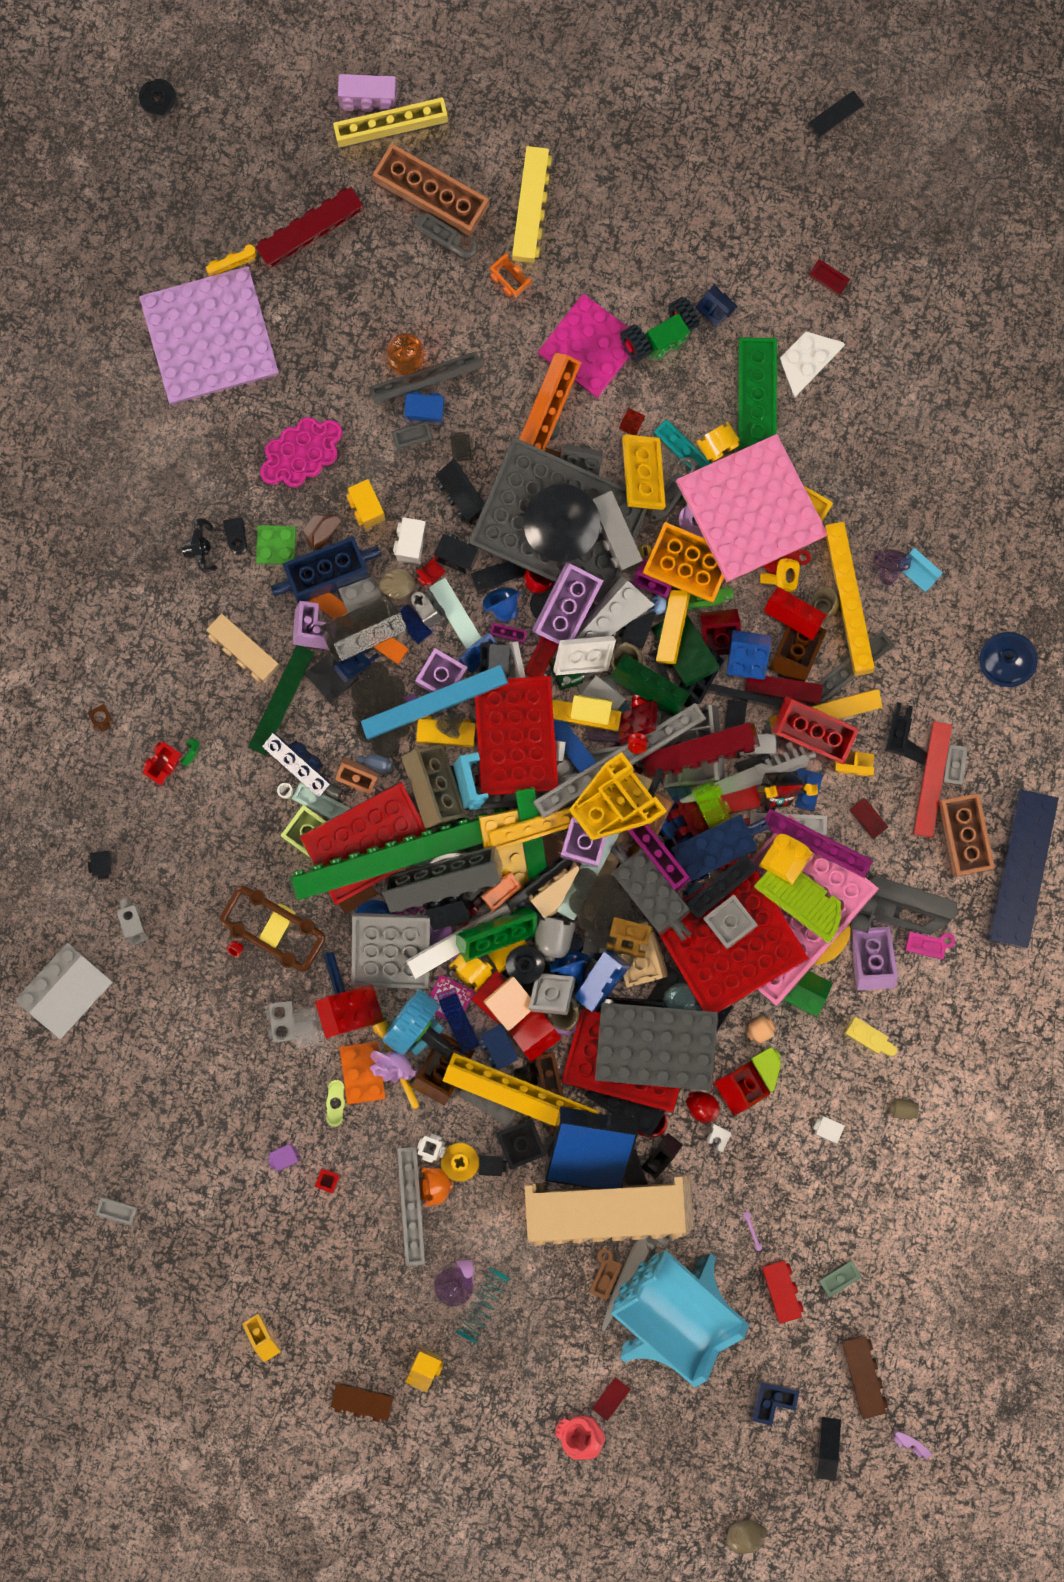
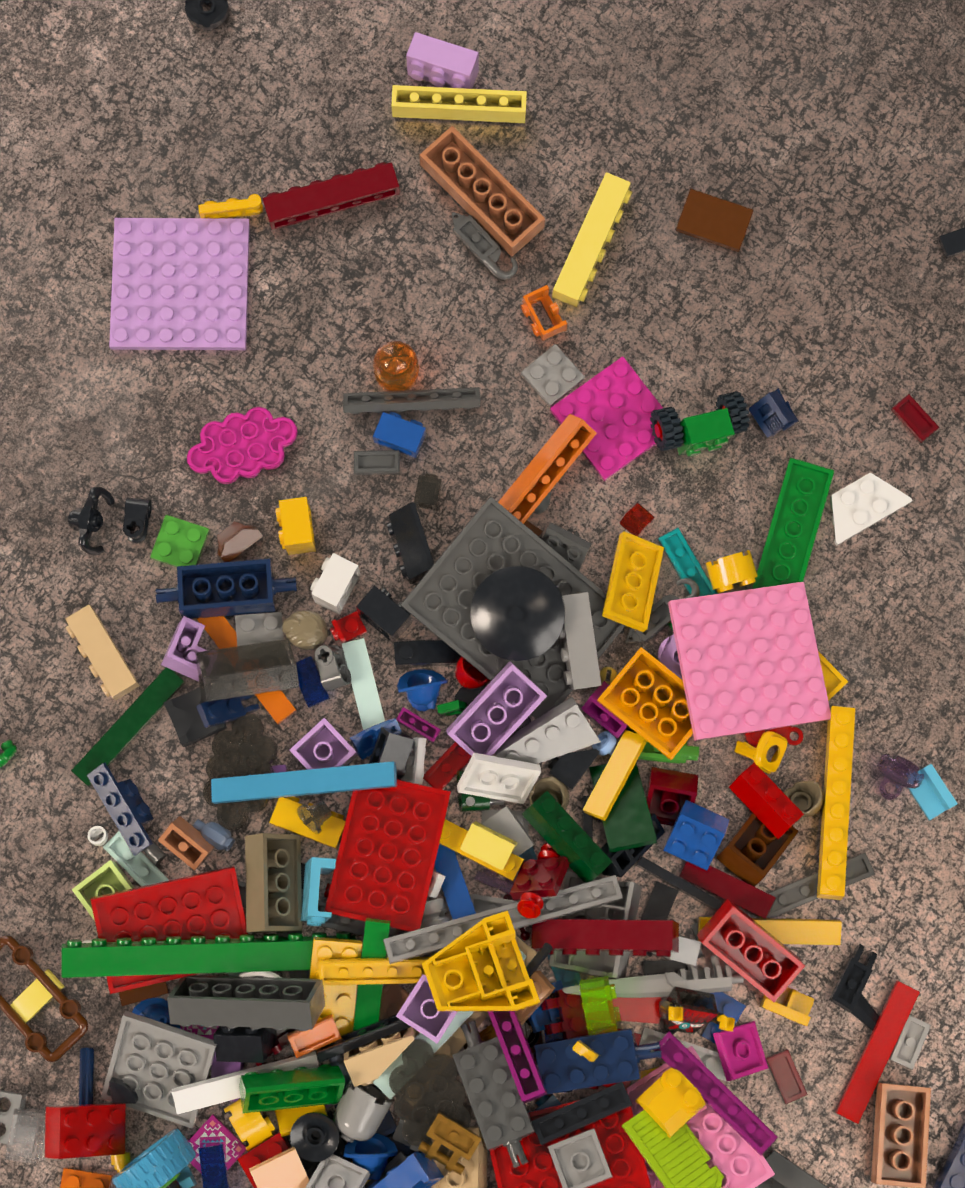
camera: 20 degrees right, 5 degrees down
(367, 976) = (121, 1092): none -> black tile
(531, 324) = (552, 375): none -> light grey plate
(531, 612) = (451, 708): none -> green tile
(624, 160) = (714, 220): none -> reddish brown tile
(711, 840) = (583, 1049): none -> yellow tile
(828, 808) = (740, 1051): none -> dark pink tile

